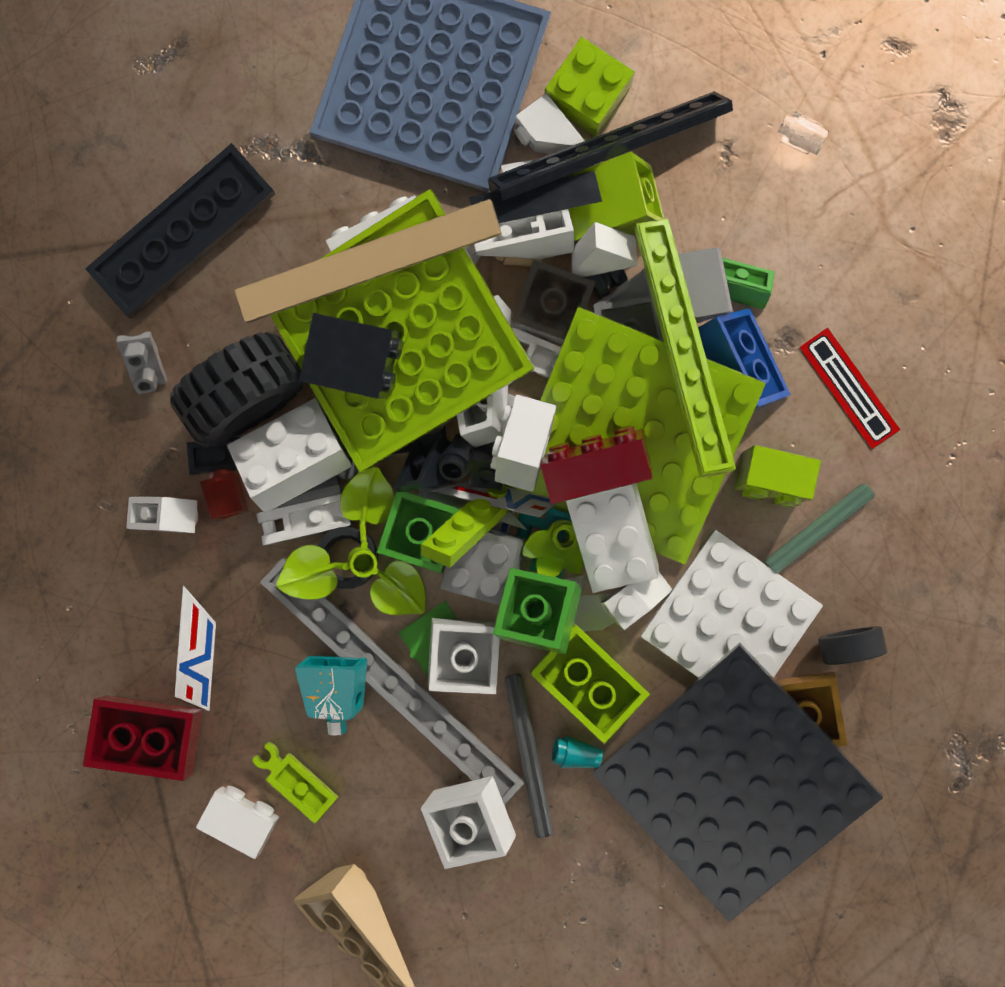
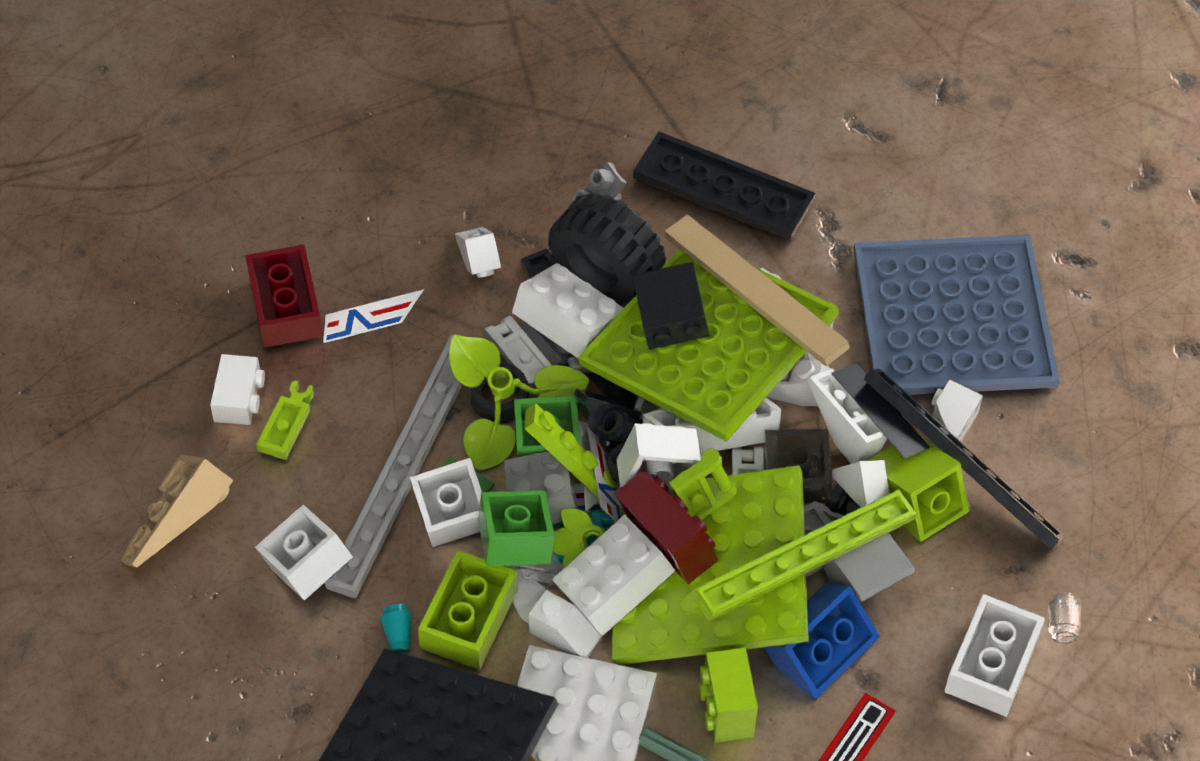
camera: 65 degrees right, 30 degrees down
(224, 495) = (506, 283): clear red brick -> none
(332, 689) = (379, 416): teal torso -> none
(528, 755) = (380, 594): dark grey axle -> none
(575, 422) = (694, 489): none -> lime plate
(589, 86) = (1009, 431): lime brick -> none
(748, 283) = (899, 618): bright green slope -> none
(822, 214) = (994, 655): none -> white brick

